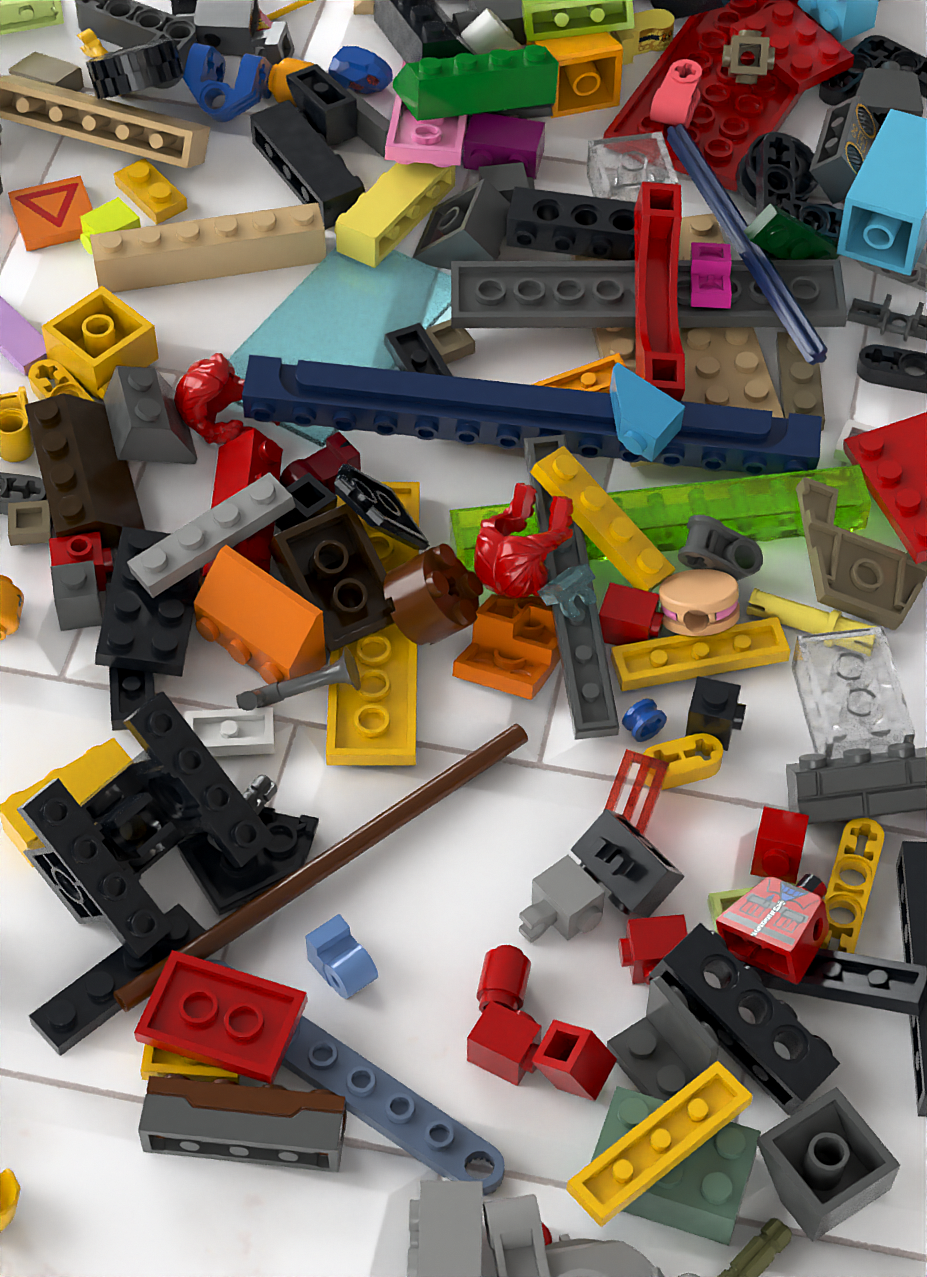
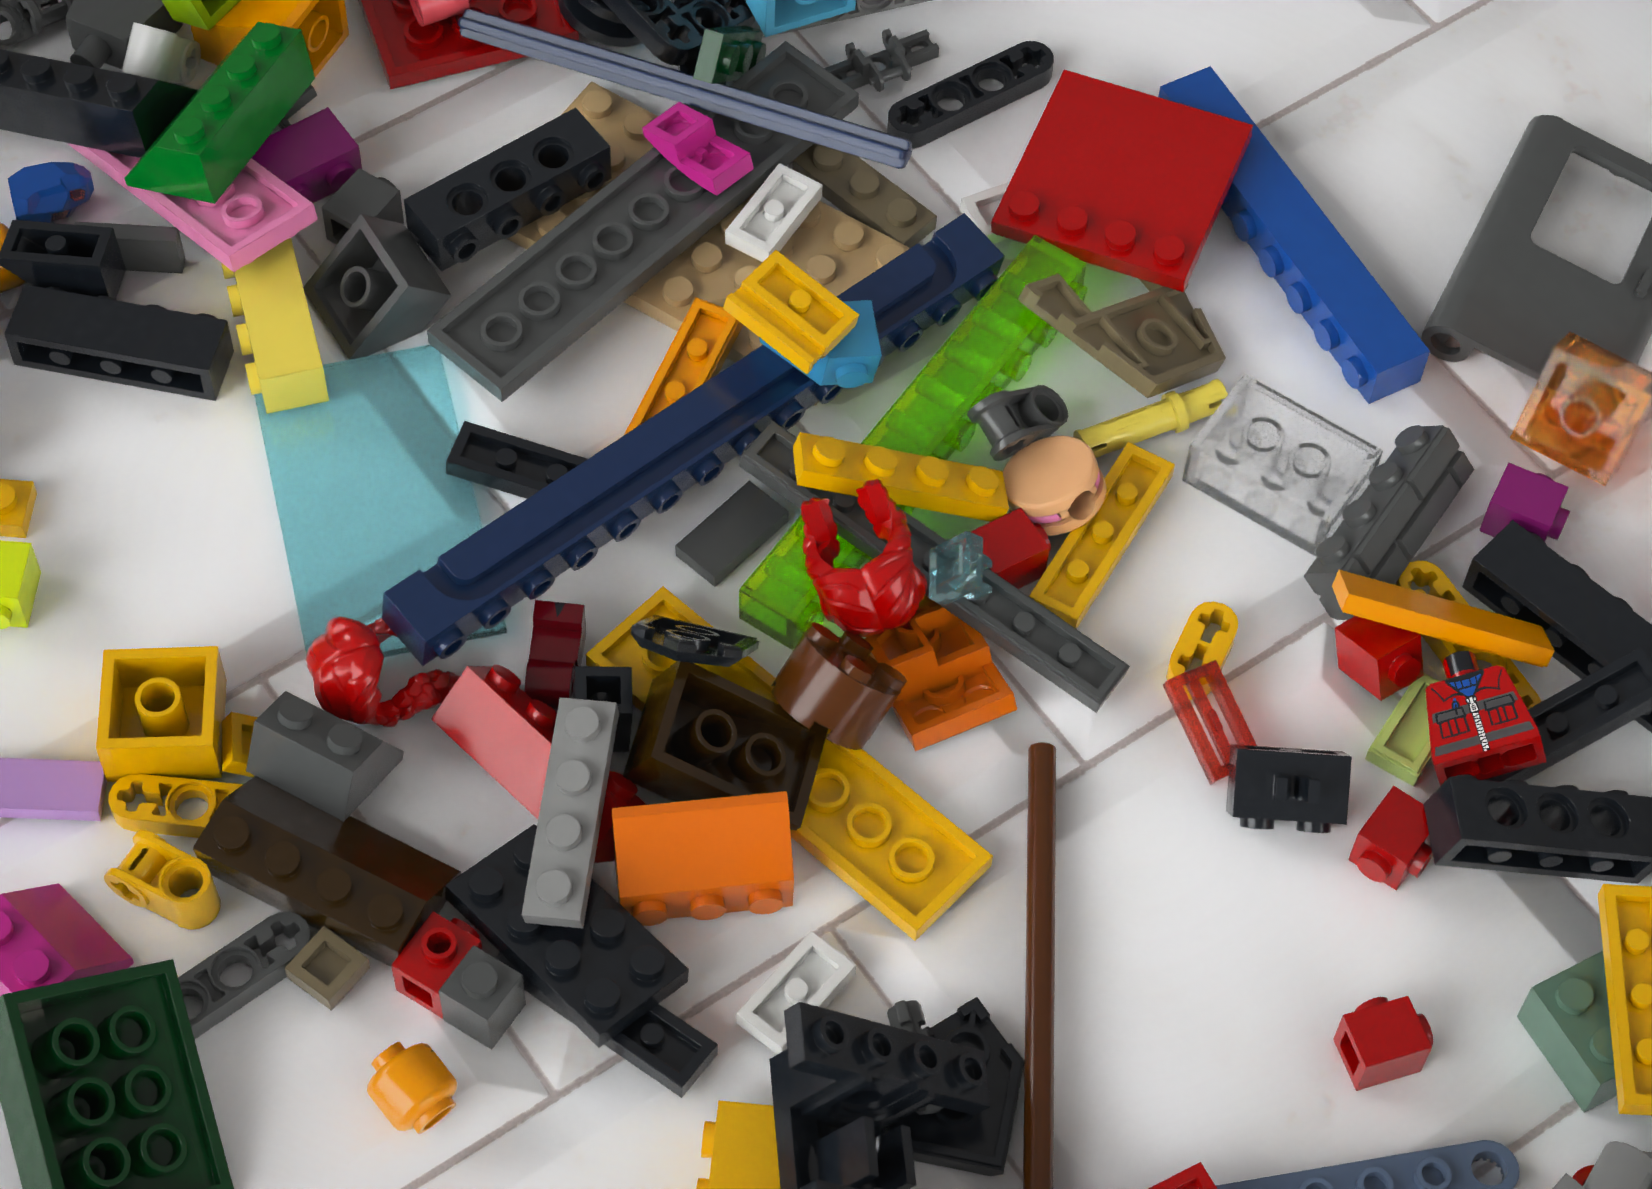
camera: 50 degrees left, 5 degrees up
(209, 248) = (135, 520): tan brick -> none
(340, 957) = (1164, 1106): medium blue leg -> none
(341, 671) = (783, 930): dark grey piece -> none
(451, 343) = (511, 416): dark tan plate -> none
(487, 487) = (731, 533): none -> dark grey tile
(504, 978) = (1314, 989): red brick -> none
(565, 899) = (1274, 868): light grey brick -> none
(574, 1060) = (1460, 1000): red brick -> none
(620, 371) = (791, 311): none -> yellow plate
(622, 164) = (479, 99): clear brick -> none
(644, 720) = (1134, 639): blue bush -> none
(657, 241) = (626, 147): red arch -> none
(666, 1045) = (1513, 917): dark grey bracket -> none
(715, 710) = (1184, 578): black brick -> none
(720, 343) = (773, 213): none -> white plate
(833, 853) = (1442, 619): none -> light orange tile

